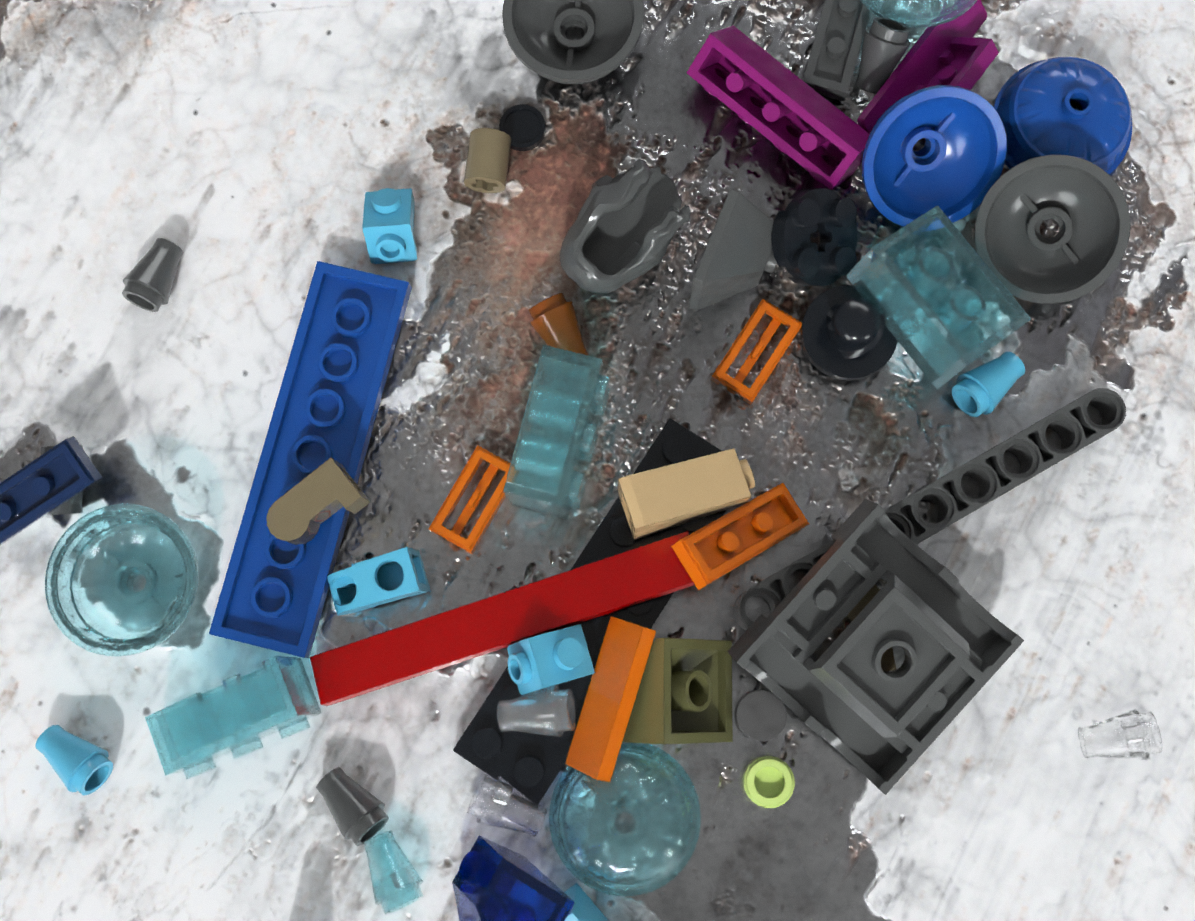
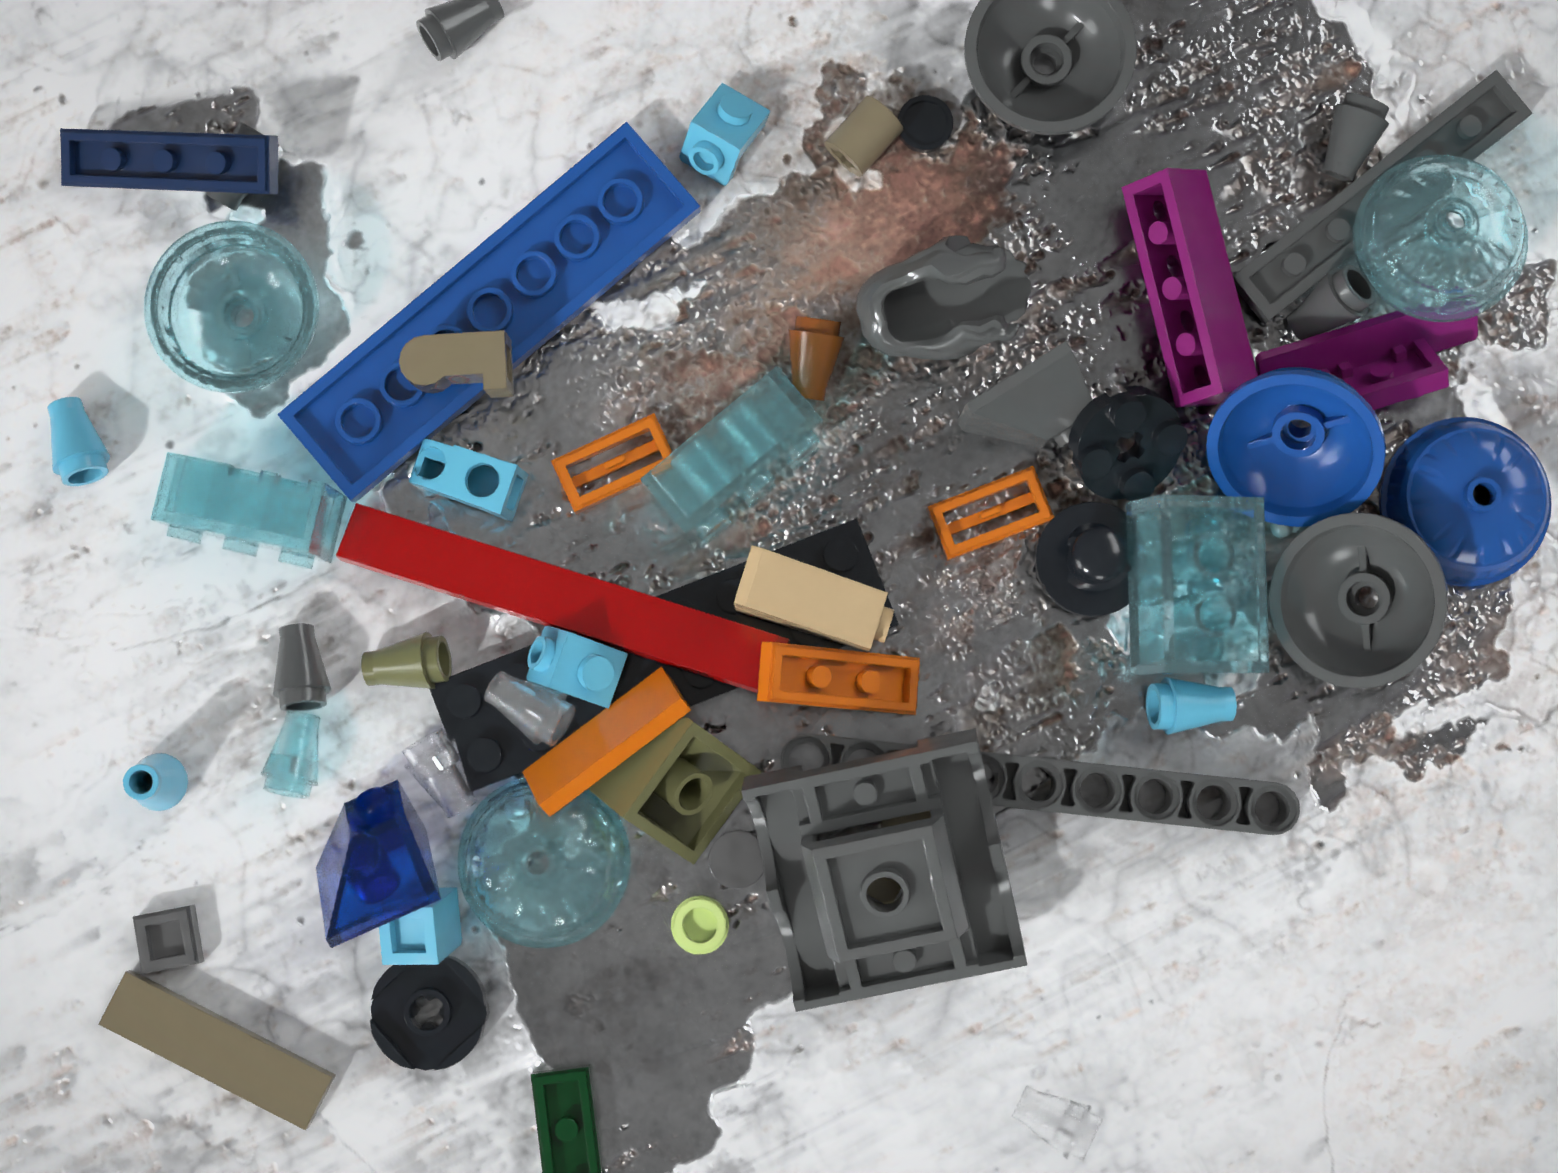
camera: 30 degrees right, 5 degrees up
(427, 744) = (409, 663): none -> olive cone

